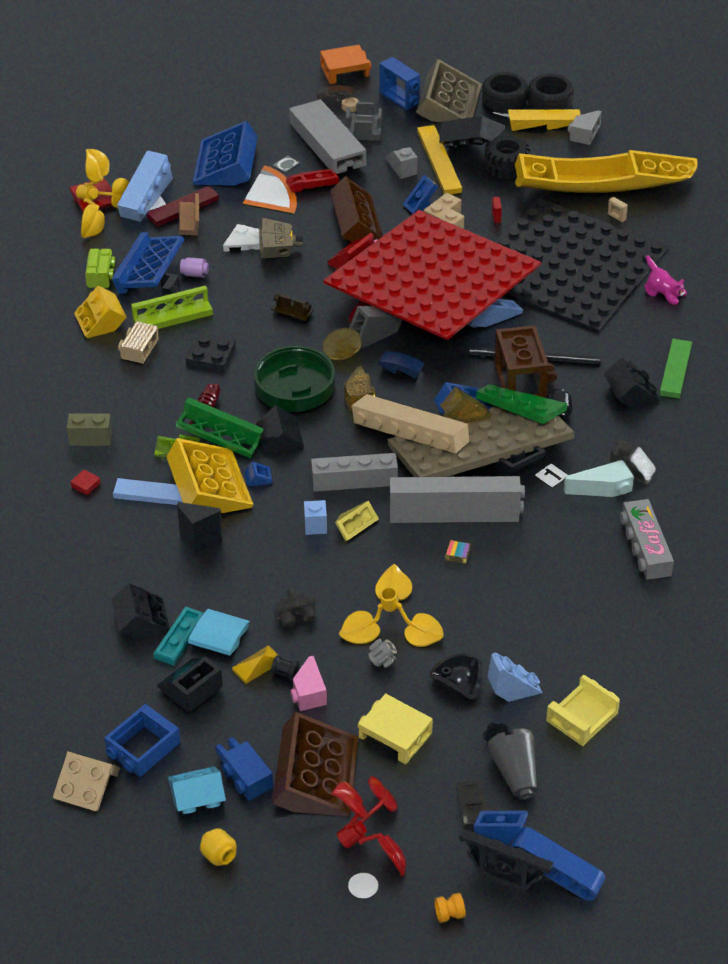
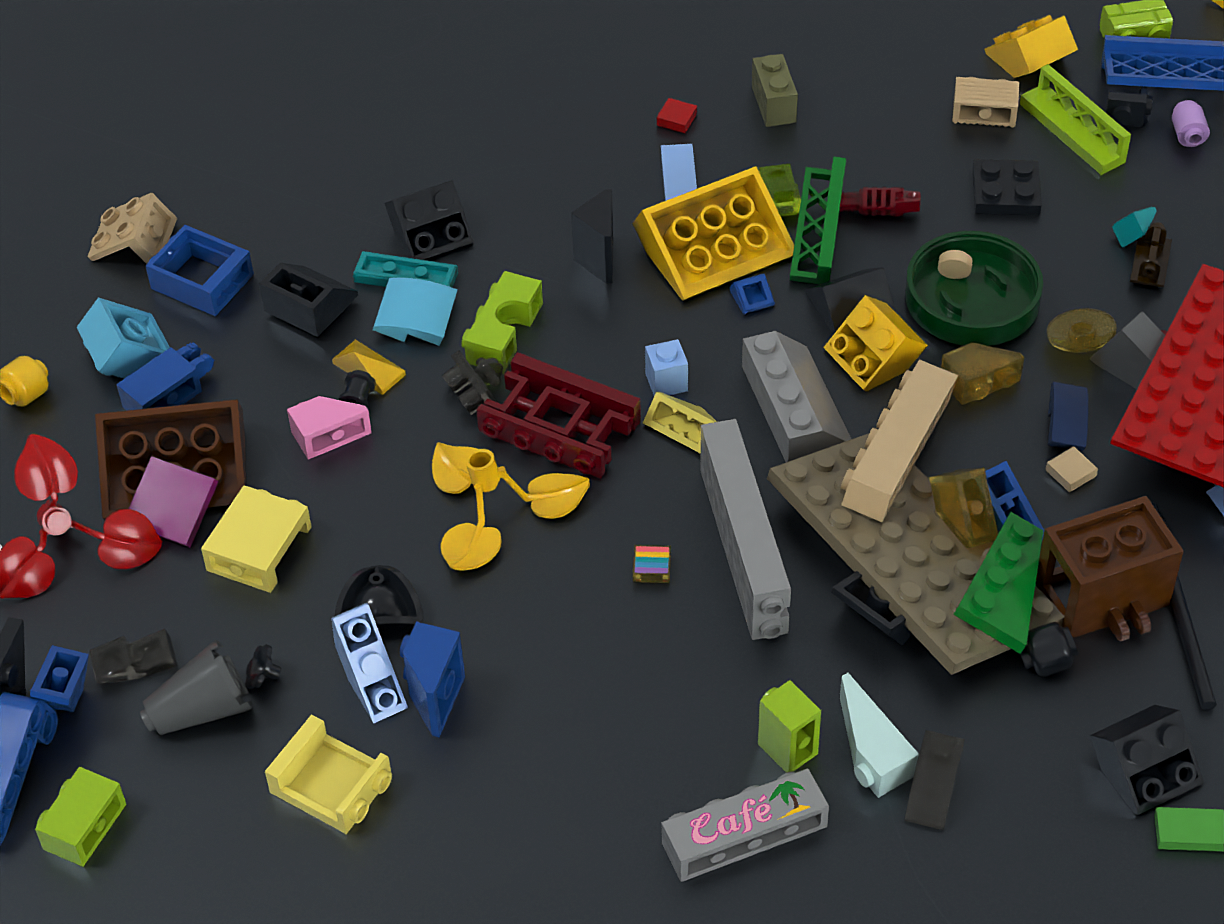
camera: 80 degrees right, 5 degrees up
(260, 597) = (510, 301): none -> lime arch
(268, 306) = (1134, 225): none -> teal slope
(277, 379) = (955, 264): none -> tan tile
(324, 427) = (874, 344): none -> yellow slope
(325, 561) = (567, 393): none -> dark red fence
(355, 765) = (173, 500): none -> magenta tile
(382, 653) = (405, 504): light grey gear -> none
(435, 373) = (1071, 469): none -> tan tile
(533, 646) = (433, 672): none -> blue slope
(551, 475) = (878, 671): white sticker -> none
(592, 831) = (80, 816): none -> lime brick
(596, 505) = (789, 726): none -> lime brick

